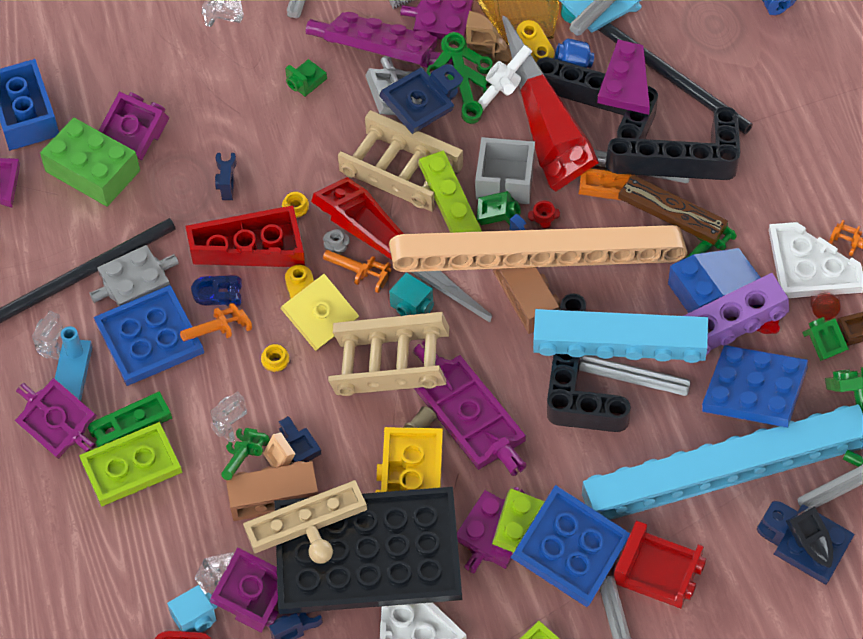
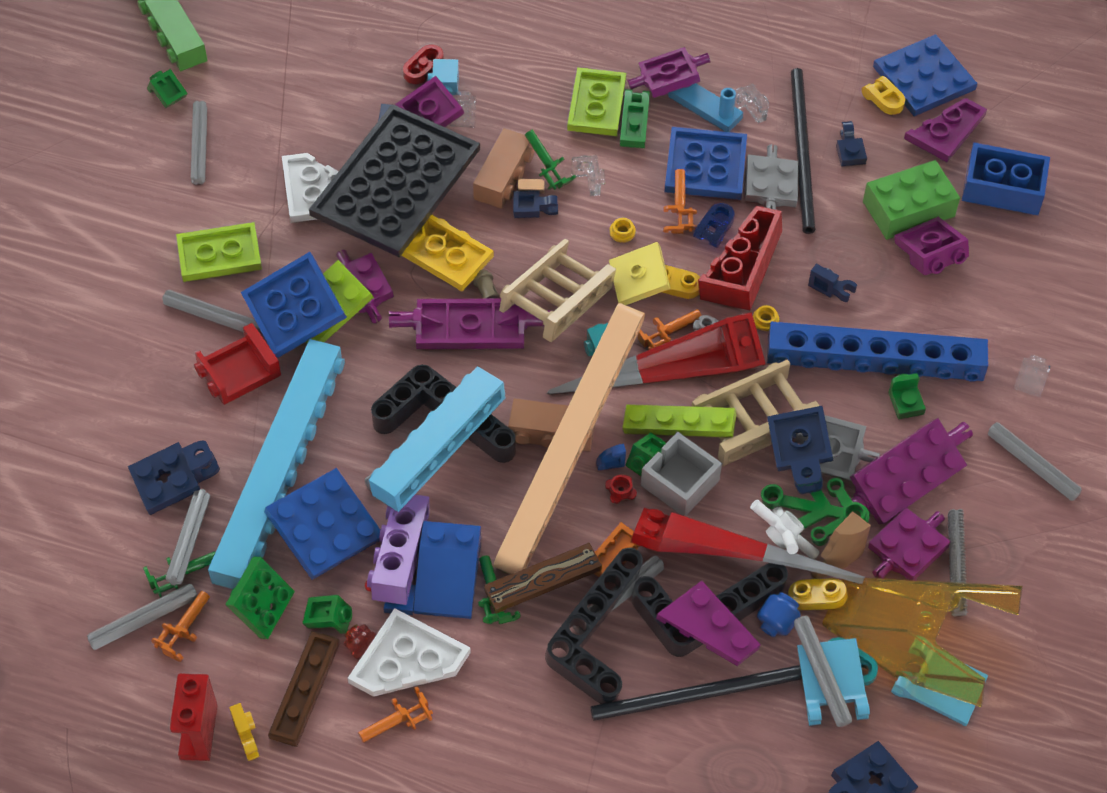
camera: 120 degrees right, 0 degrees up
(51, 238) = (850, 149): none -> dark blue plate
(276, 112) = (889, 345): none -> blue brick
(306, 518) = (443, 146): tan plate -> none
(812, 535) = (162, 461): black plate -> none

